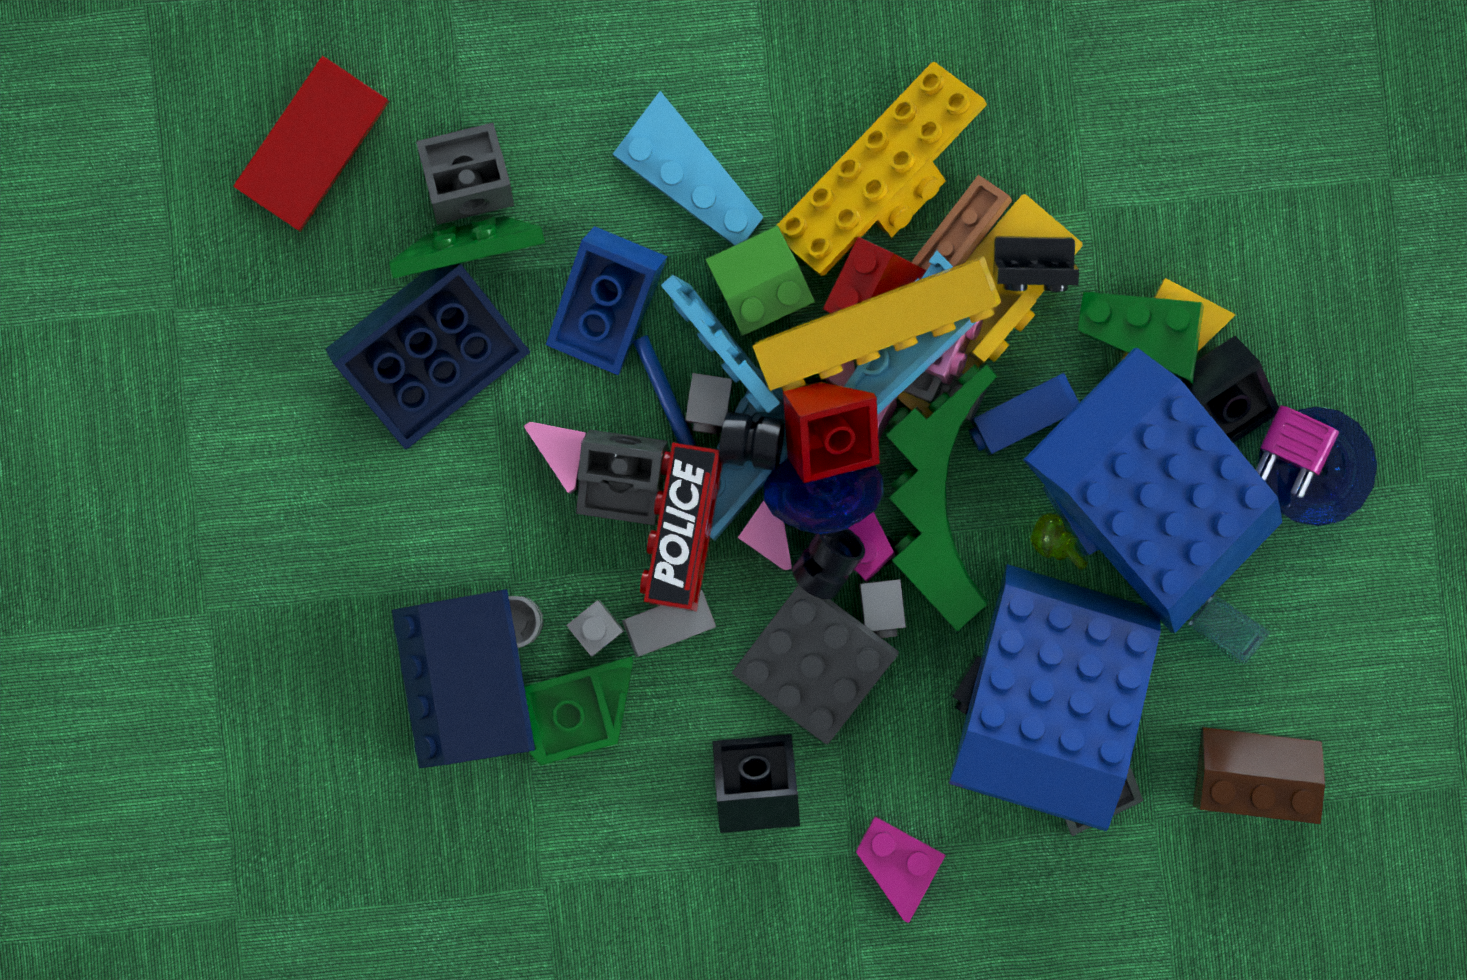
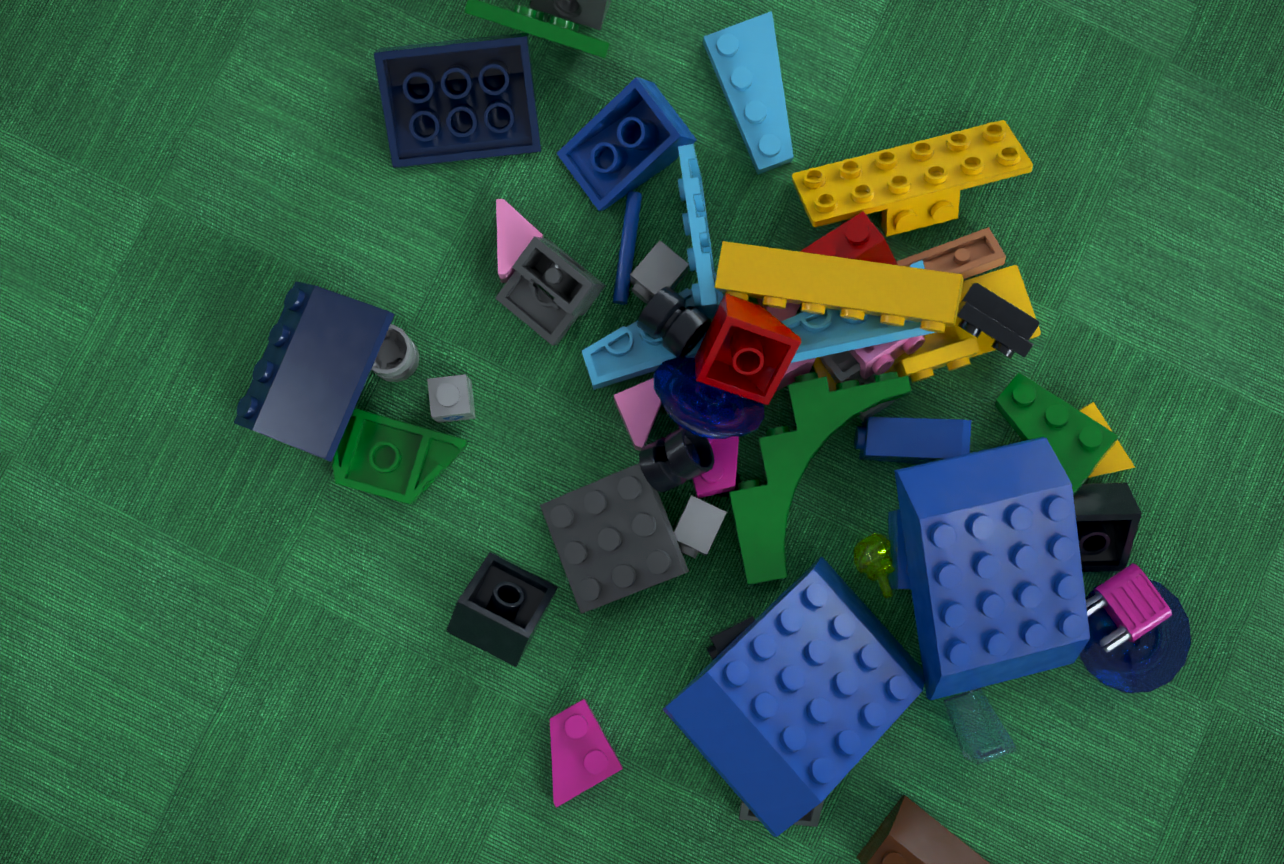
camera: 25 degrees right, 5 degrees down
(666, 626) = (514, 433): light grey slope -> none
(683, 527) = (573, 358): brick -> none
(759, 280) = (760, 202): bright green slope -> none

